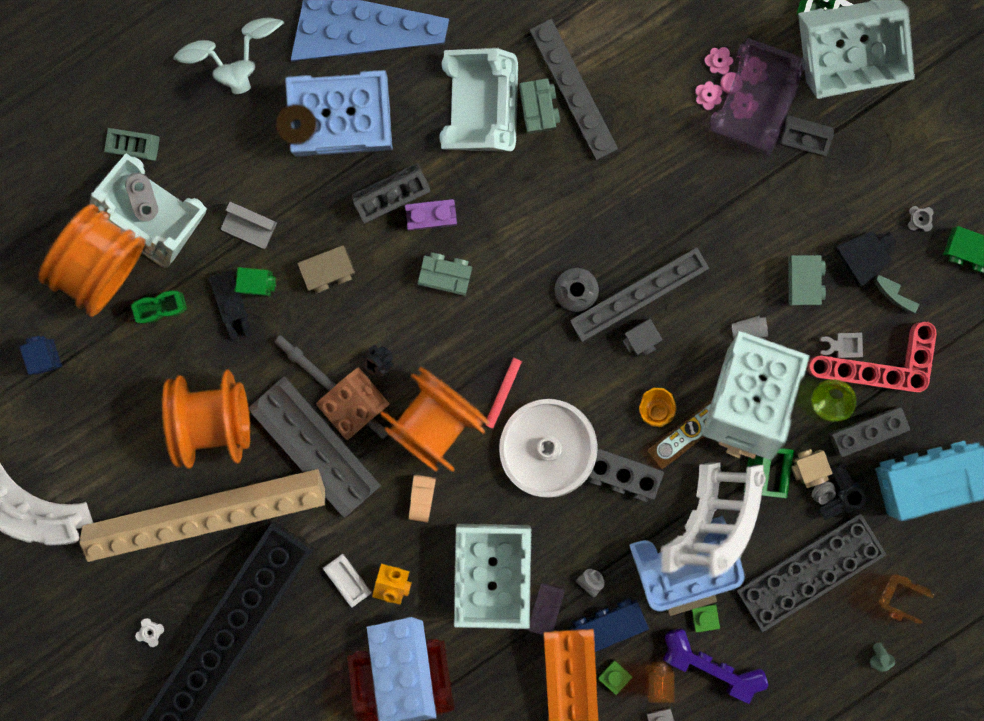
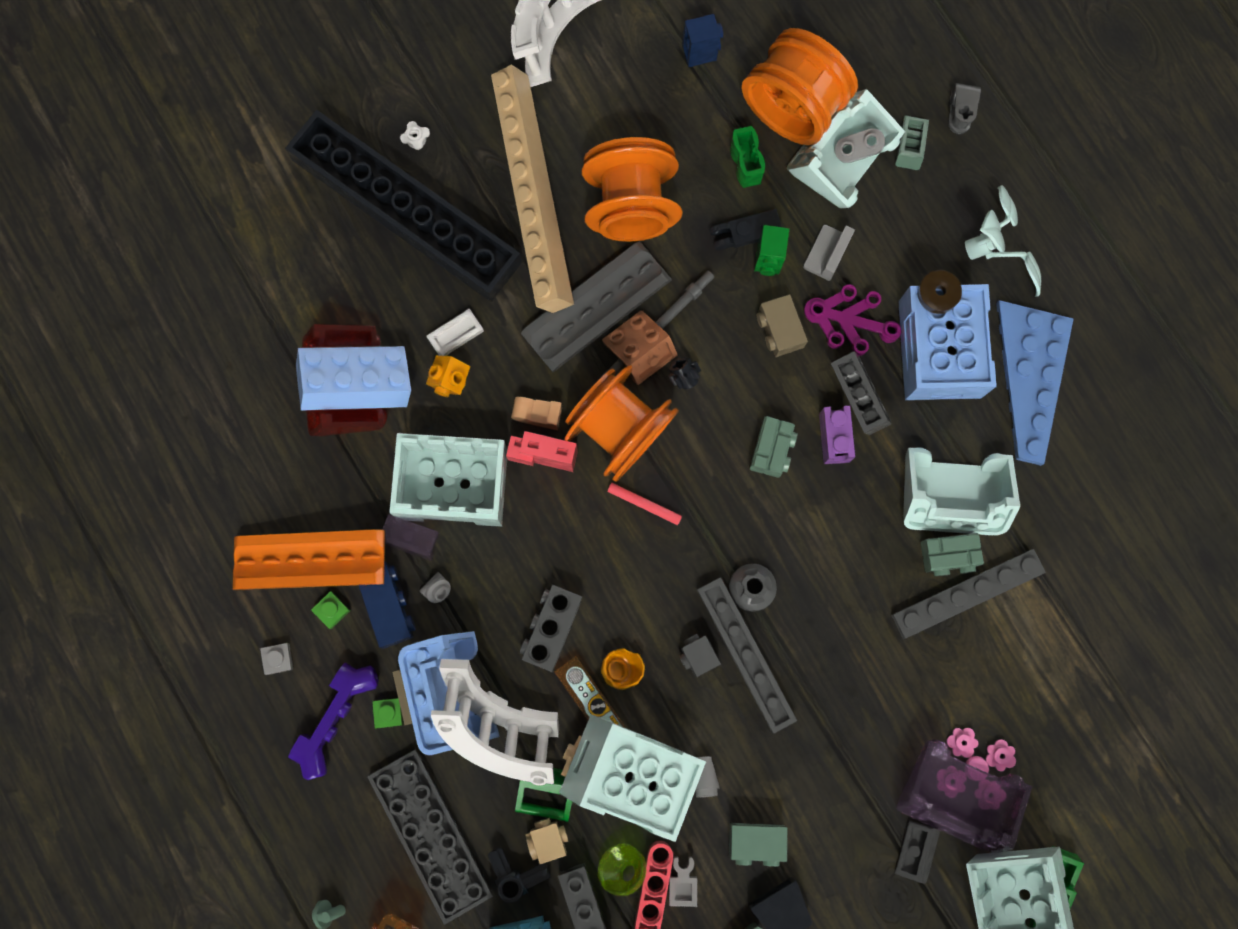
camera: 85 degrees right, 10 degrees down
(90, 94) = (963, 107): none -> dark grey piece
(316, 205) = (848, 319): none -> magenta plant
(459, 497) = (542, 450): none -> coral piece
(548, 448) = (583, 547): white dish -> none
(659, 683) = (318, 656): clear orange brick -> none
(824, 493) = (518, 854): light grey plate -> none

